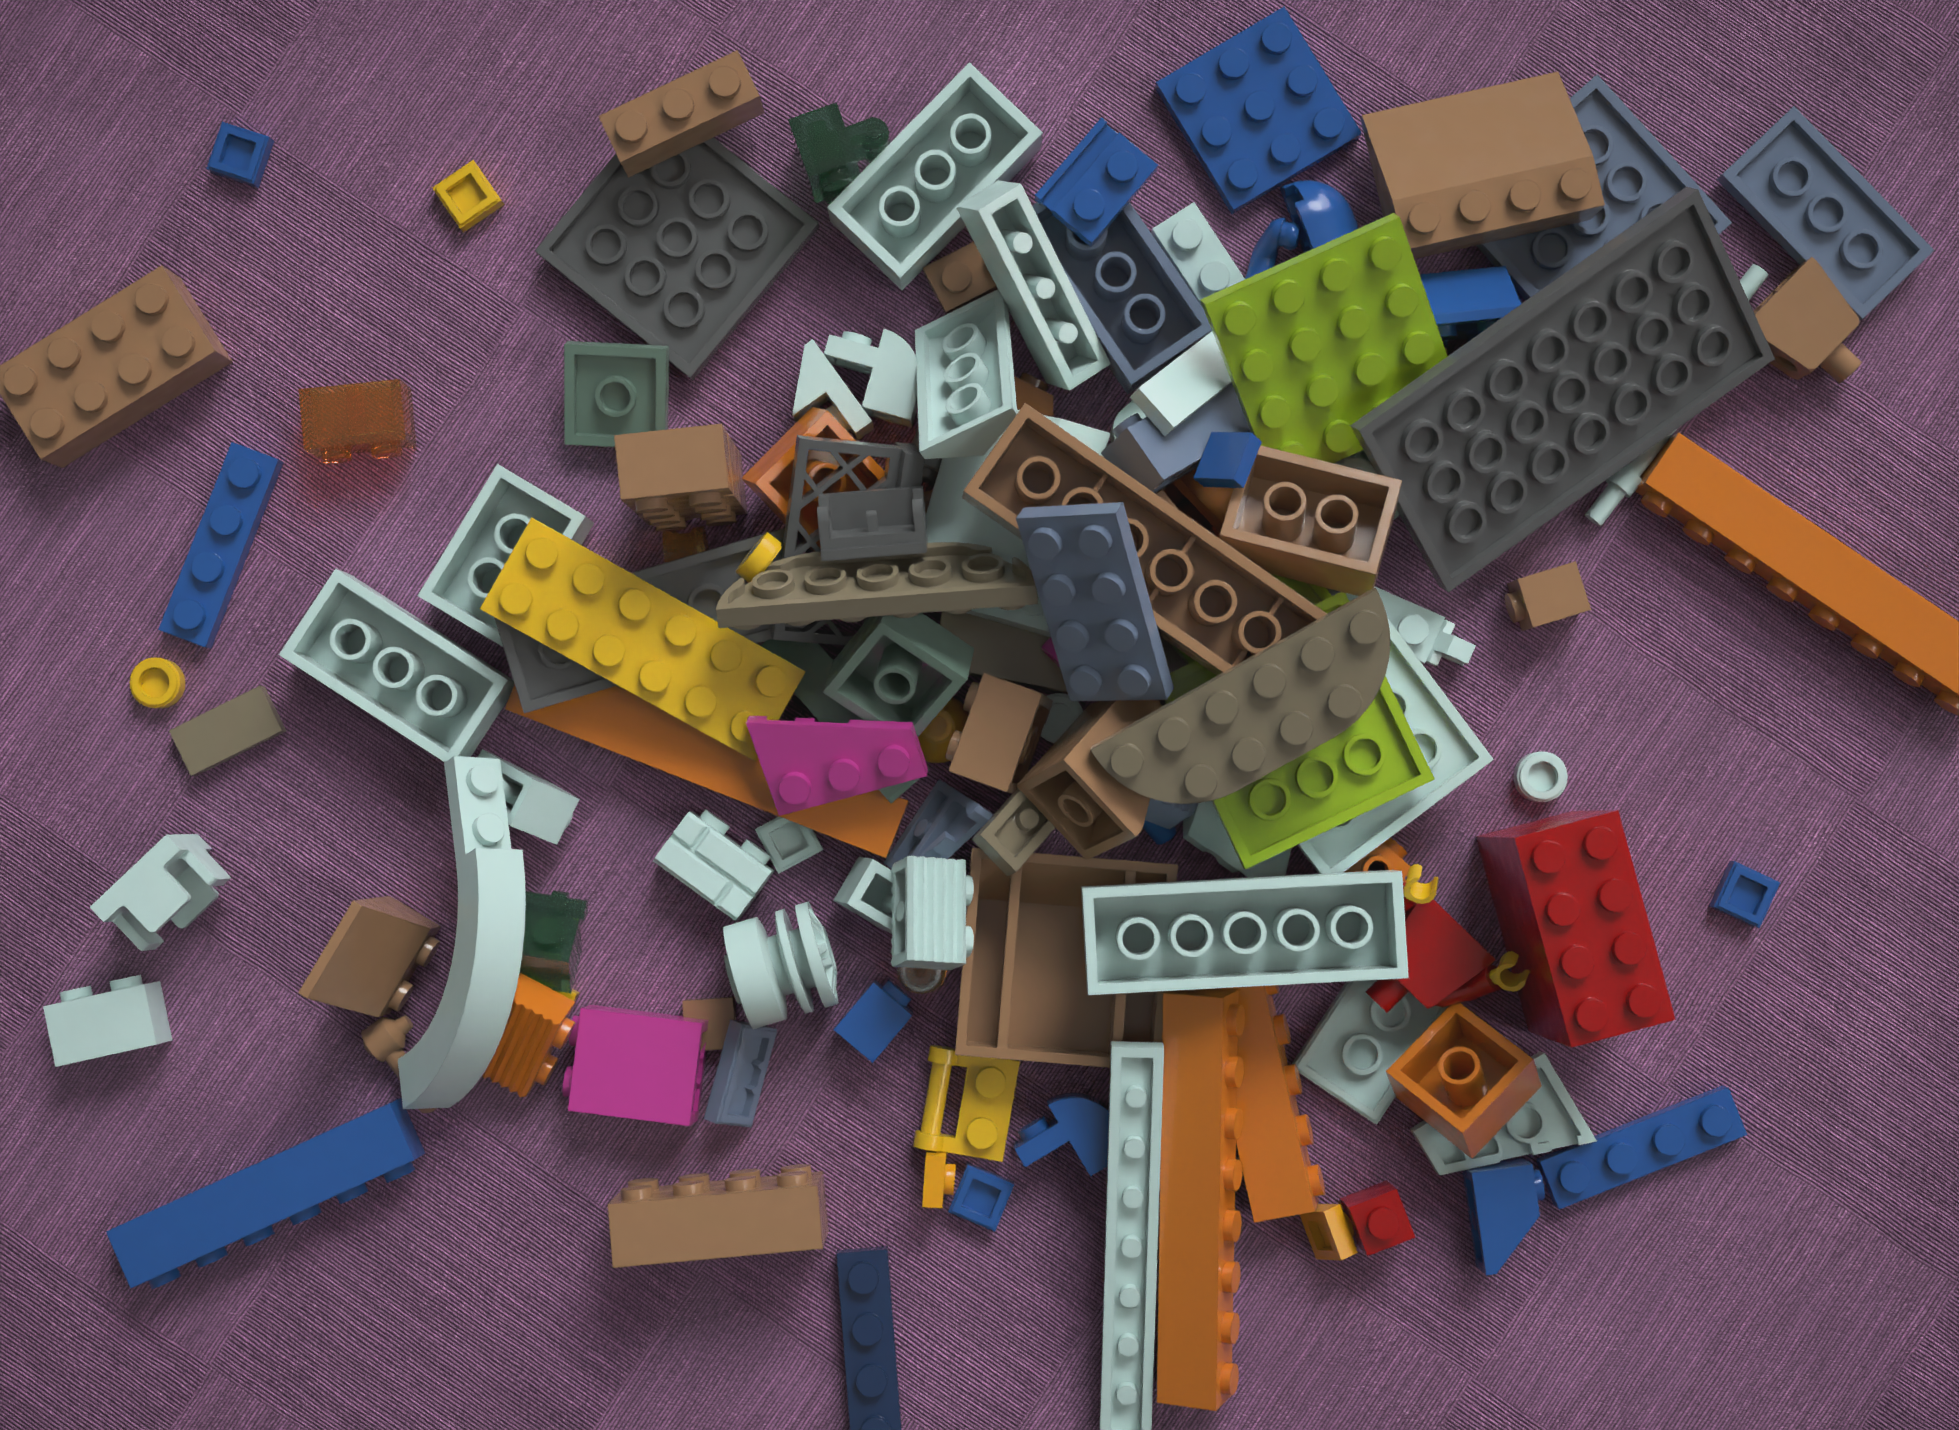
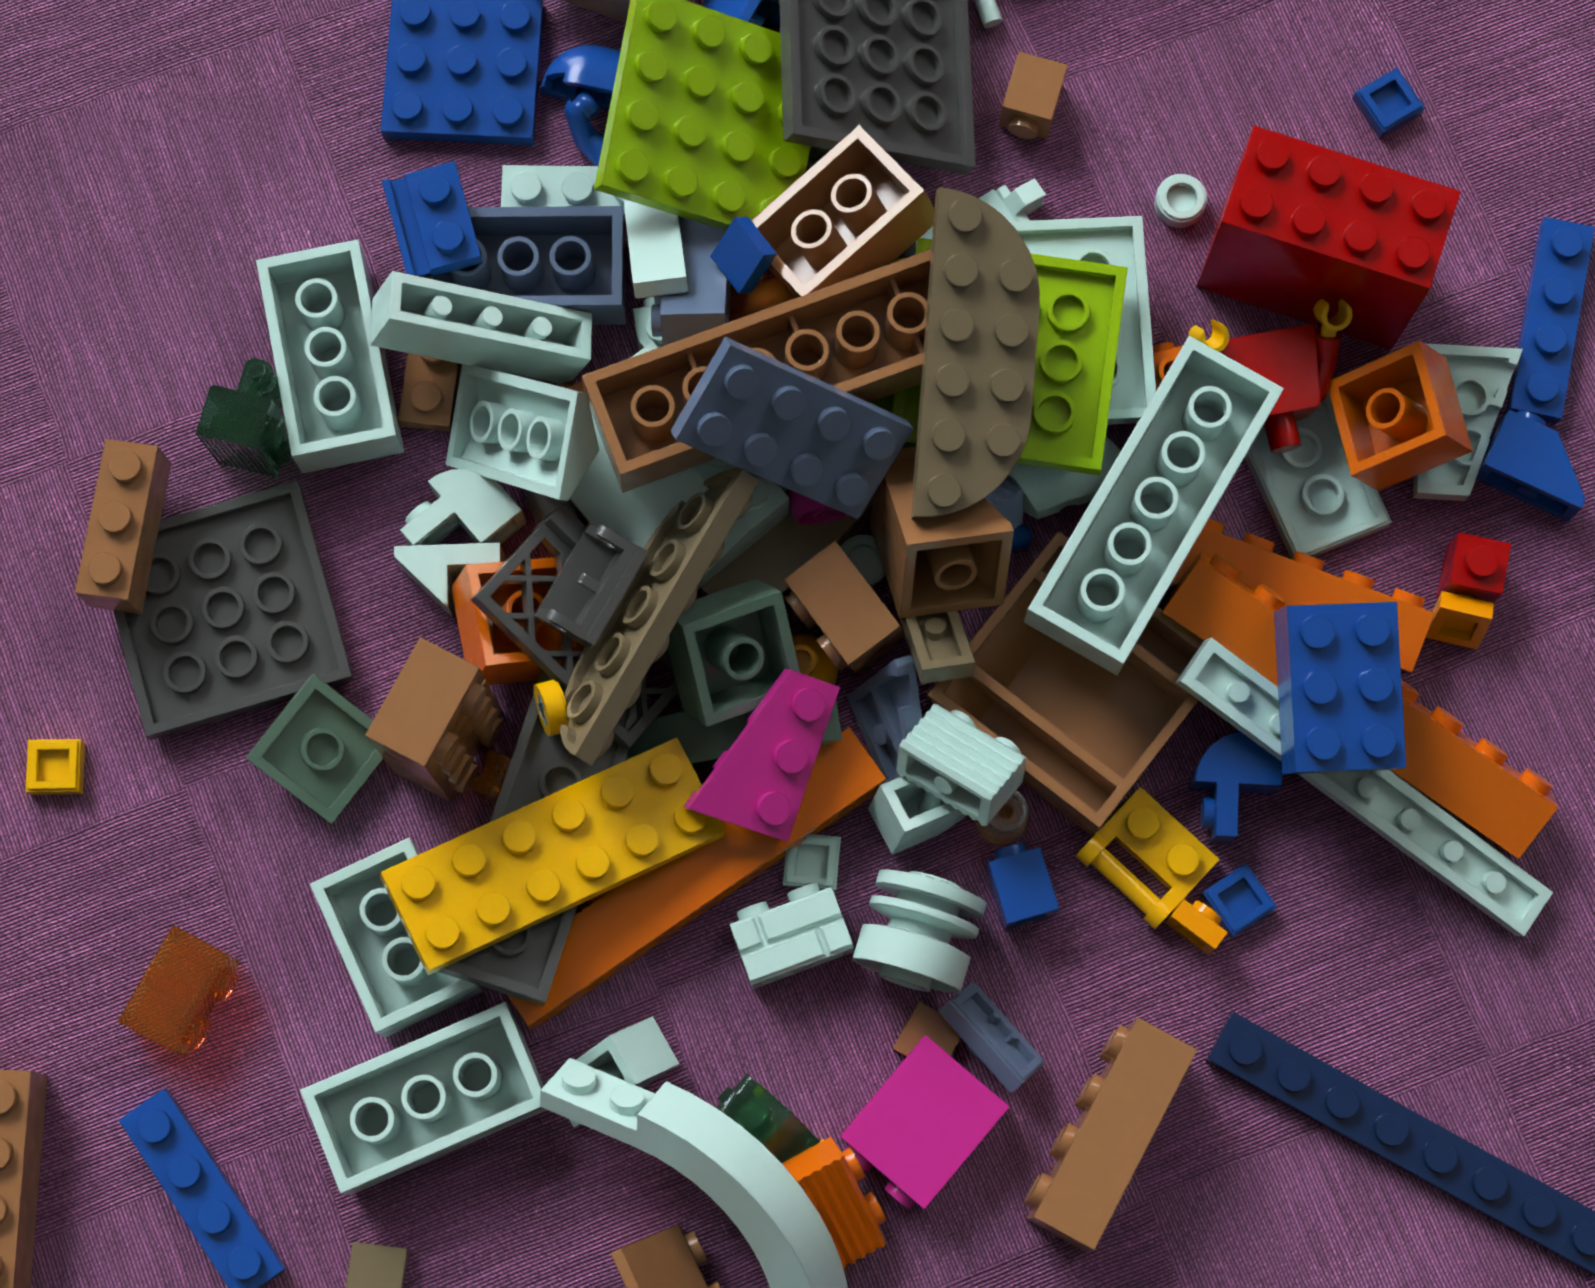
camera: 50 degrees left, 10 degrees down
(1187, 1180) = (1339, 688): none -> blue brick

